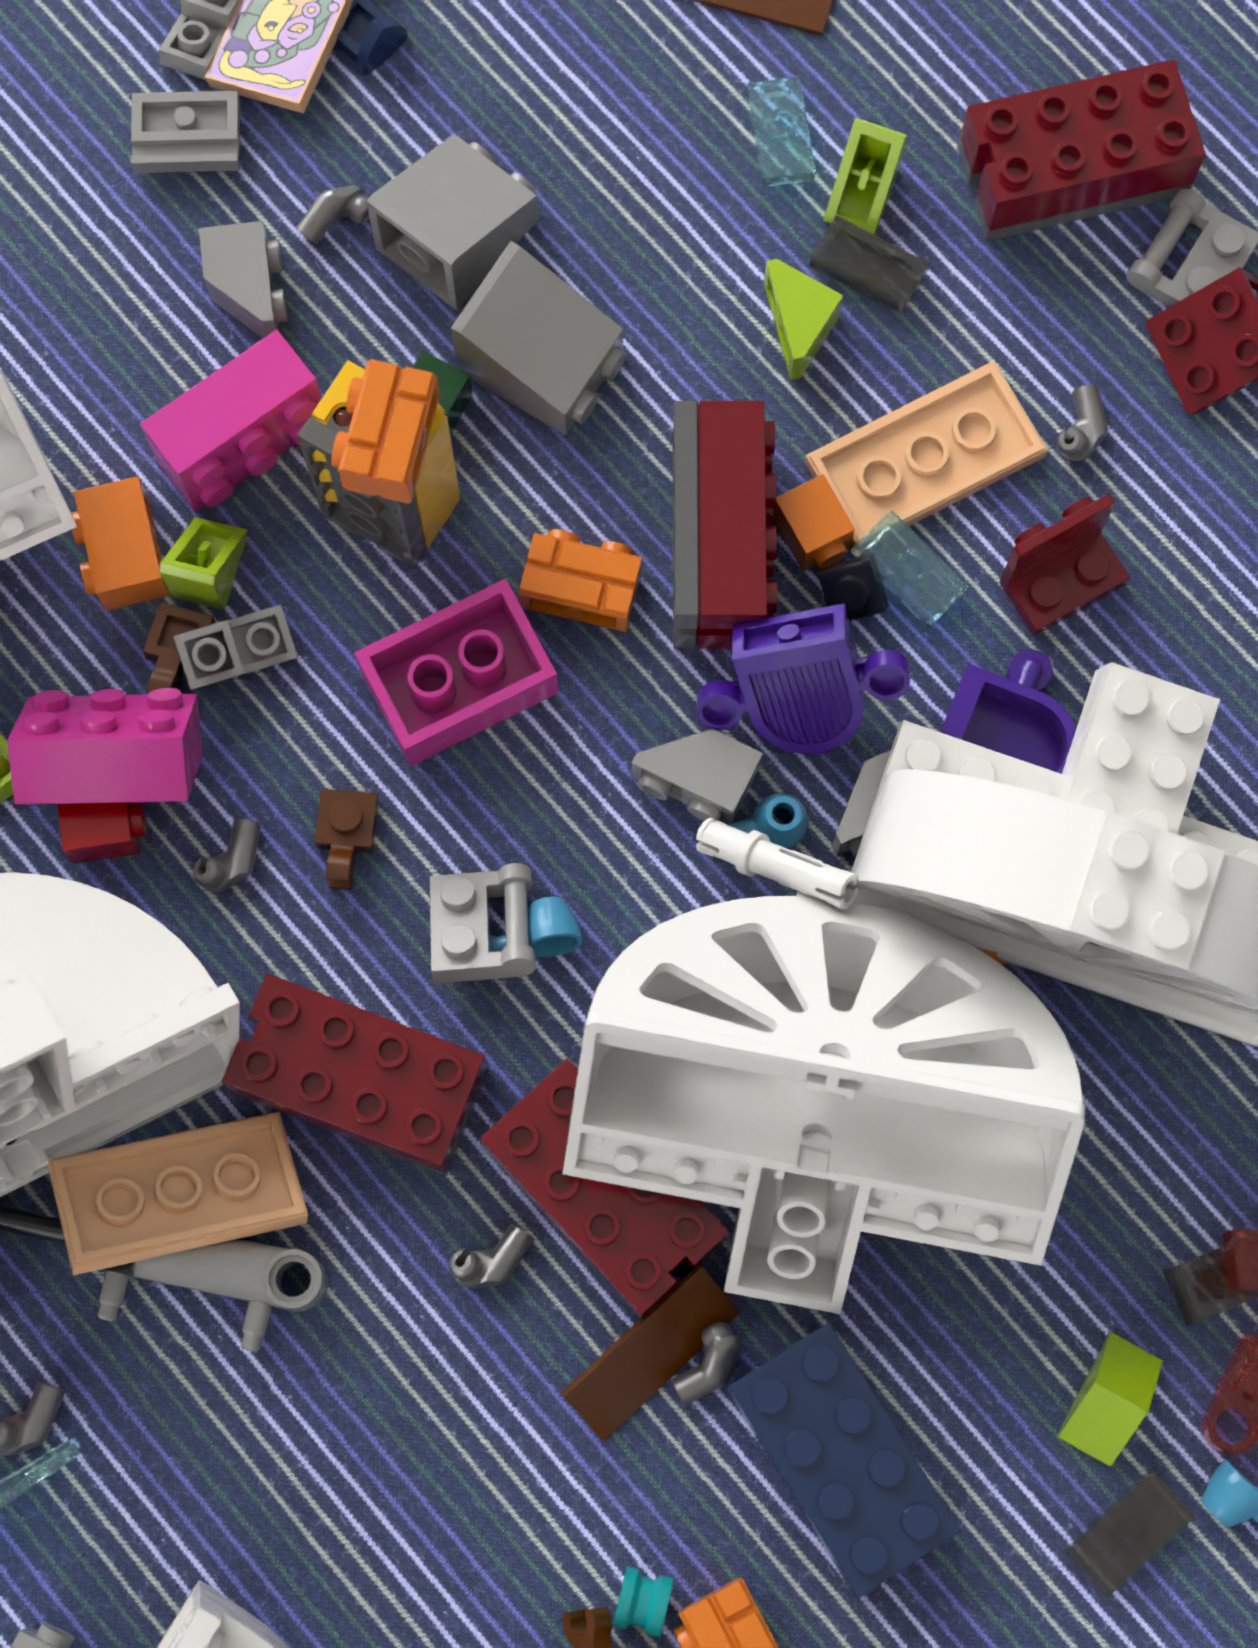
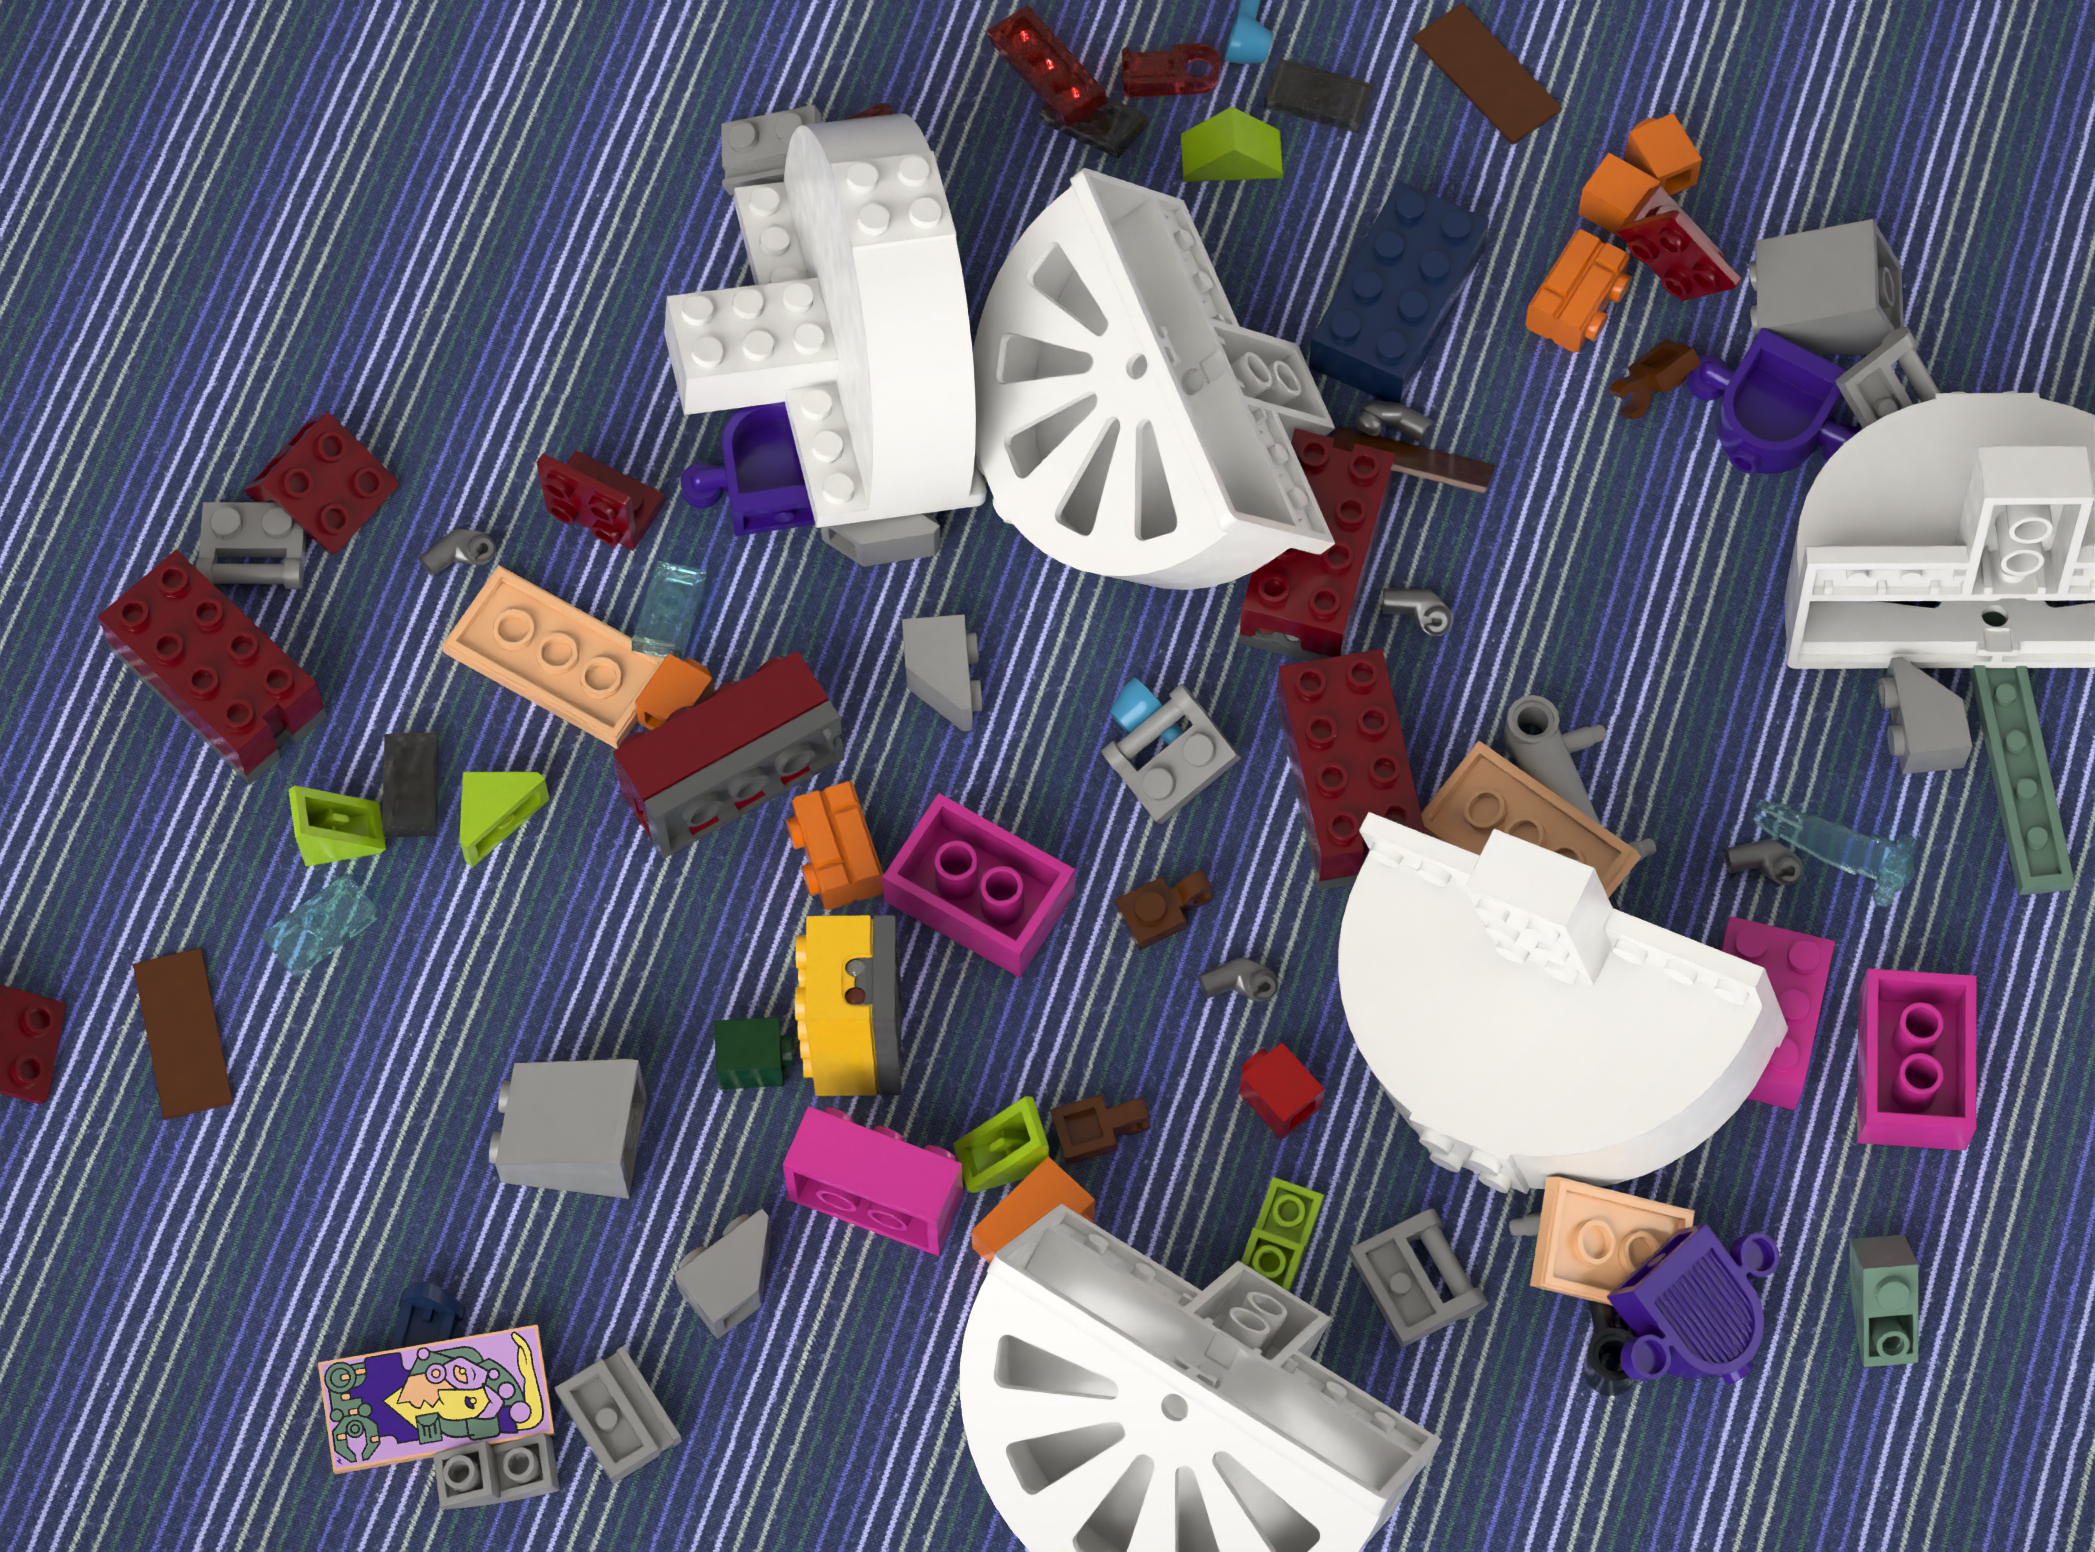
camera: 120 degrees left, 10 degrees down
(105, 747) = (1220, 1102): dark pink brick -> none
(235, 647) = (1068, 1079): light grey slope -> none
(333, 205) = (619, 1247): flat silver arm -> none
(387, 430) = (855, 935): orange brick -> none
(537, 341) = (649, 992): light grey slope -> none
(643, 1602) = (1588, 368): teal wheel -> none
(757, 855) = (989, 552): white pin -> none
(763, 821) = (952, 602): dark azure bar -> none
(801, 680) = (827, 611): dark purple piece -> none
(856, 586) = (716, 638): black plate -> none

